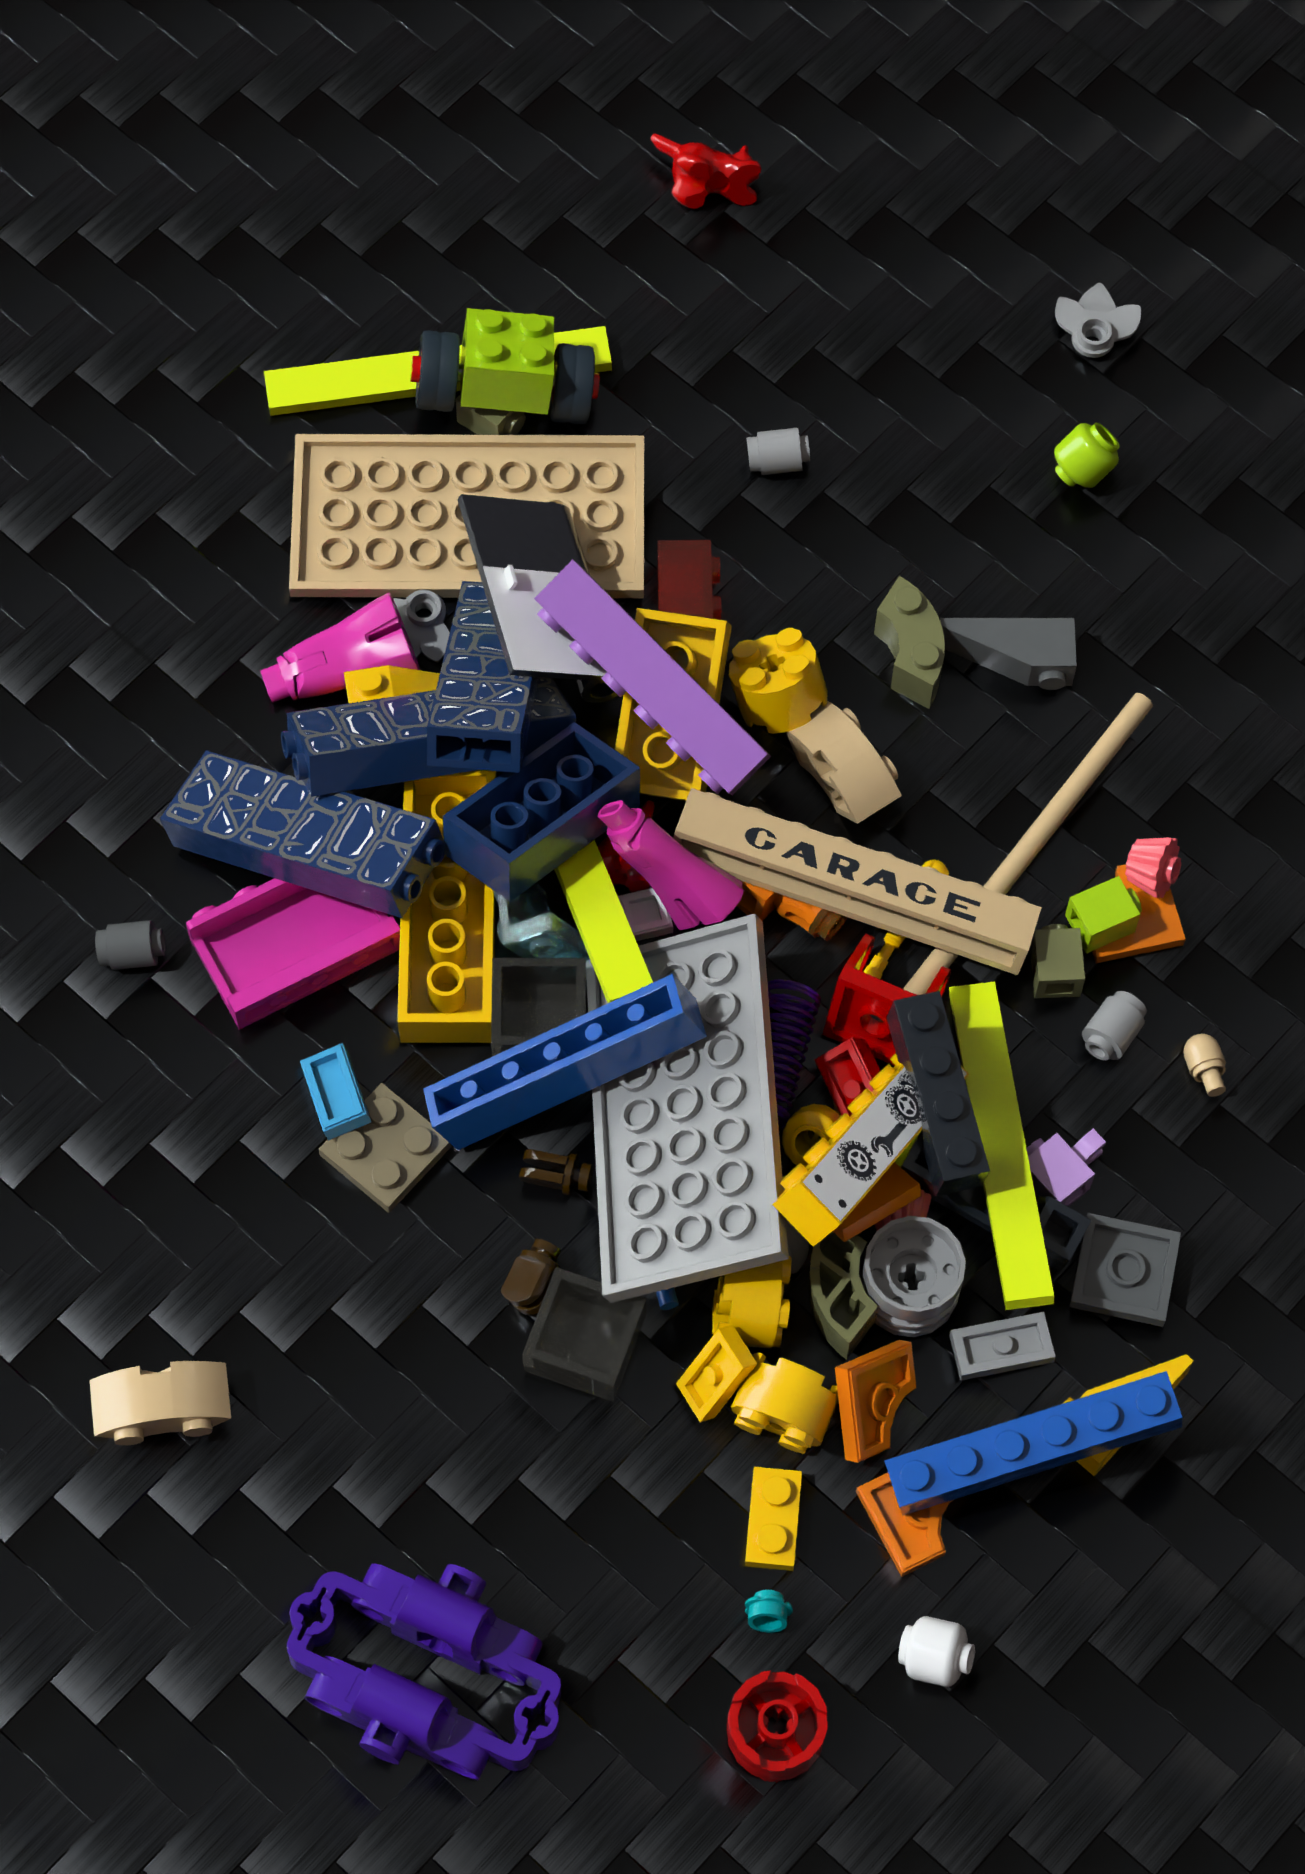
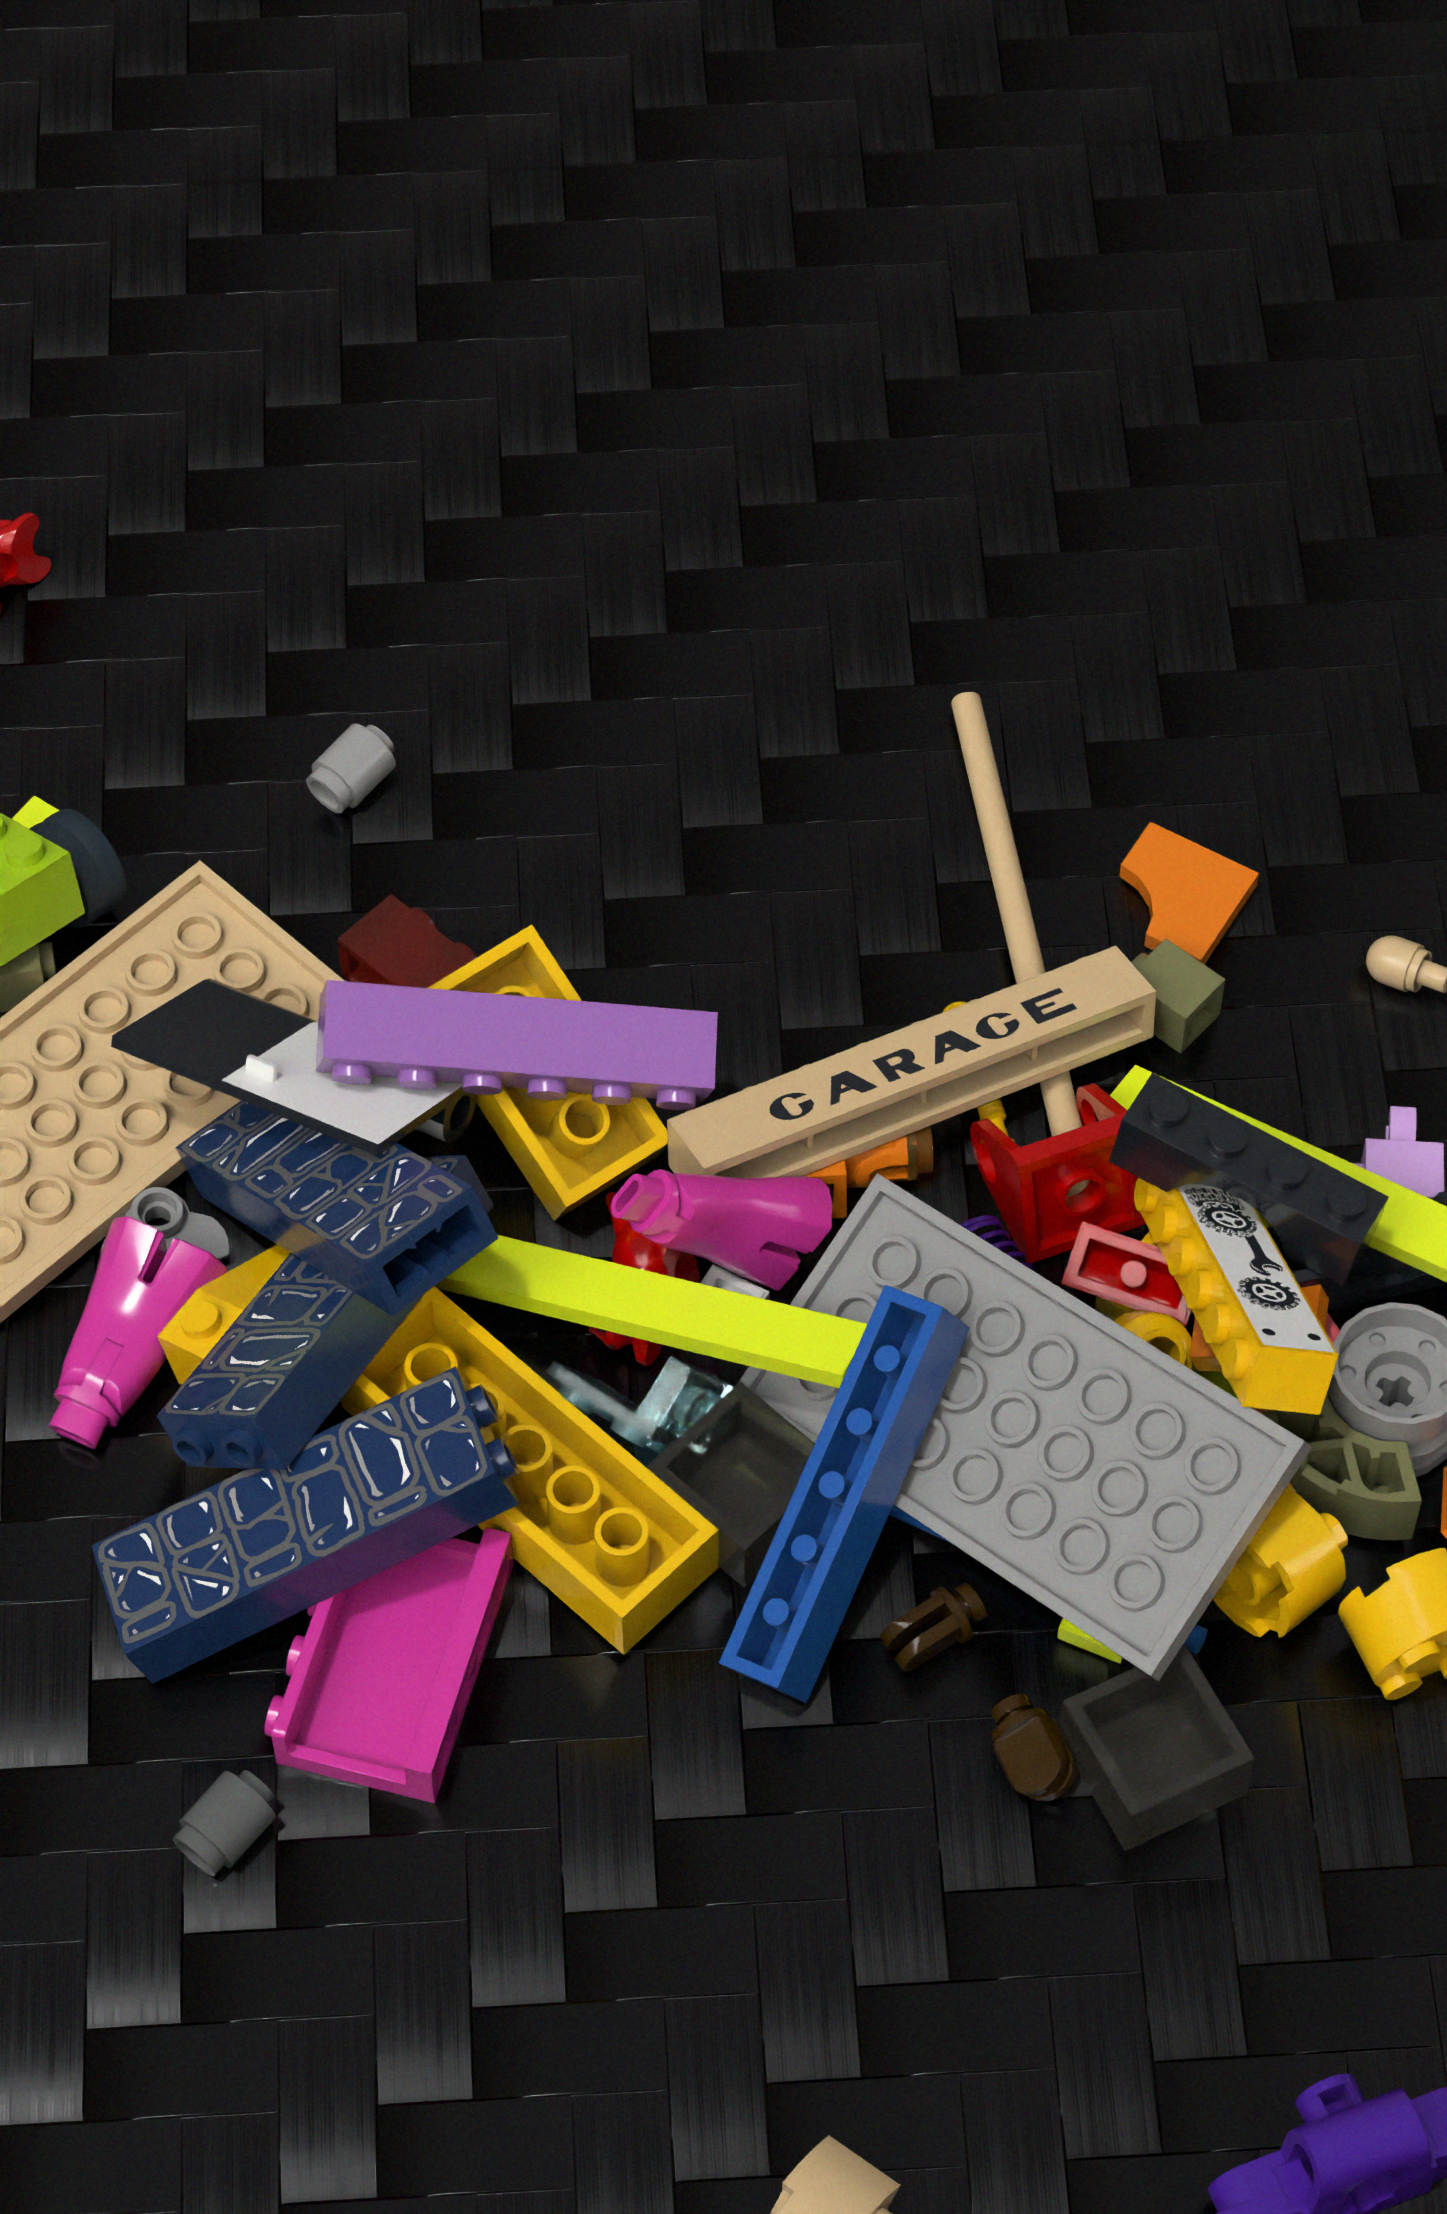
camera: 45 degrees left, 10 degrees down
(335, 1091) = (620, 1760): dark azure tile -> none
(389, 1152) = (729, 1771): dark tan plate -> none
(542, 816) = (551, 1282): dark blue brick -> none
(716, 1373) = (1326, 1657): yellow plate -> none
(777, 681) = (619, 953): yellow brick -> none
(845, 762) = (762, 988): tan brick -> none
(915, 639) = (696, 824): olive brick -> none
(1020, 648) = (797, 751): dark grey slope -> none
(1086, 455) = (661, 525): lime head -> none
(1096, 317) = (521, 411): light grey plate -> none
(1104, 913) = (1169, 905): lime brick -> none
(1114, 1026) = (1290, 1005): light grey brick -> none
(1154, 865) = (1163, 824): coral piece -> none

